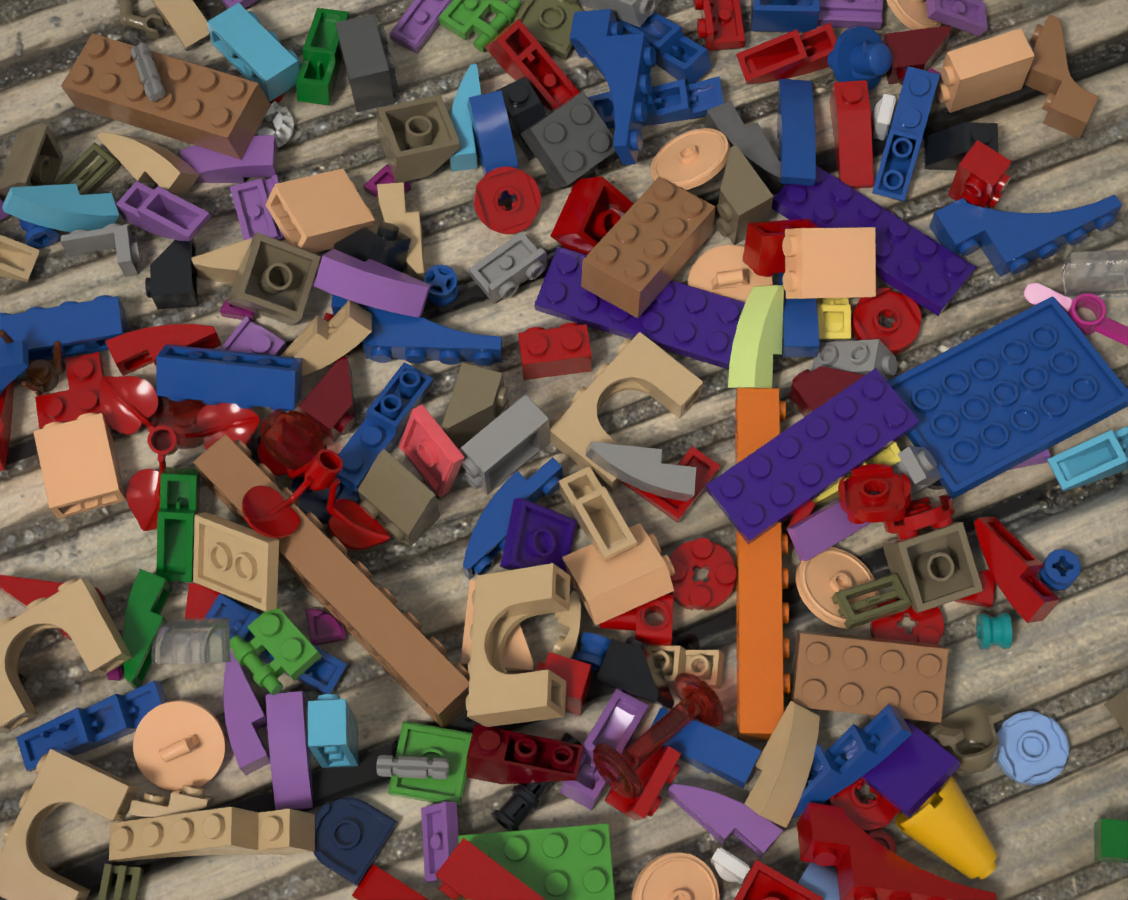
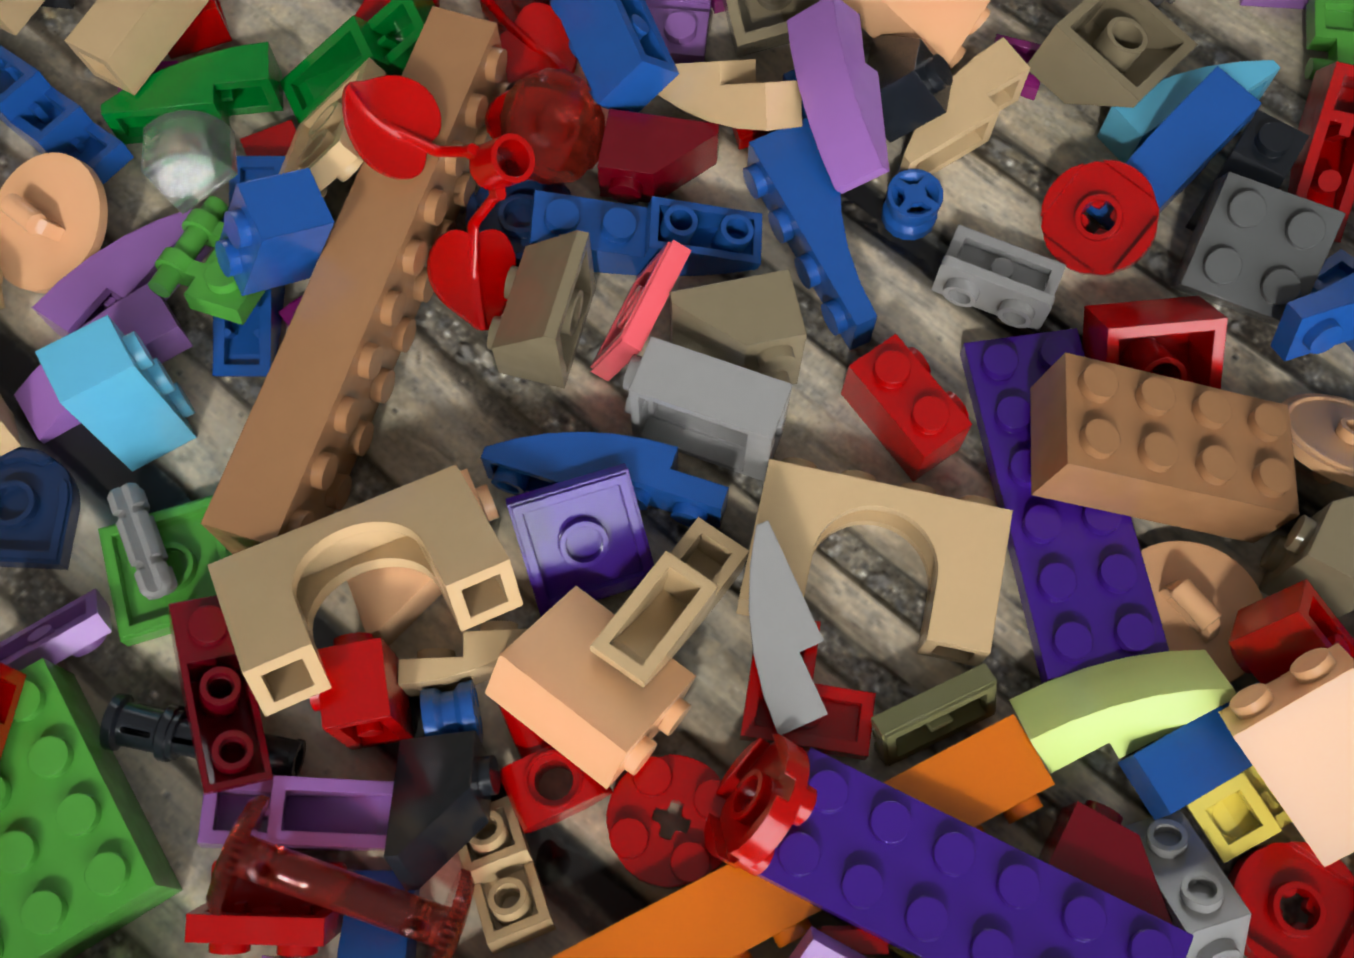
camera: 60 degrees right, 0 degrees up
(297, 603) = (273, 231): none -> blue brick
(716, 425) = (934, 714): none -> olive tile
(731, 531) = (764, 797): none -> red plate

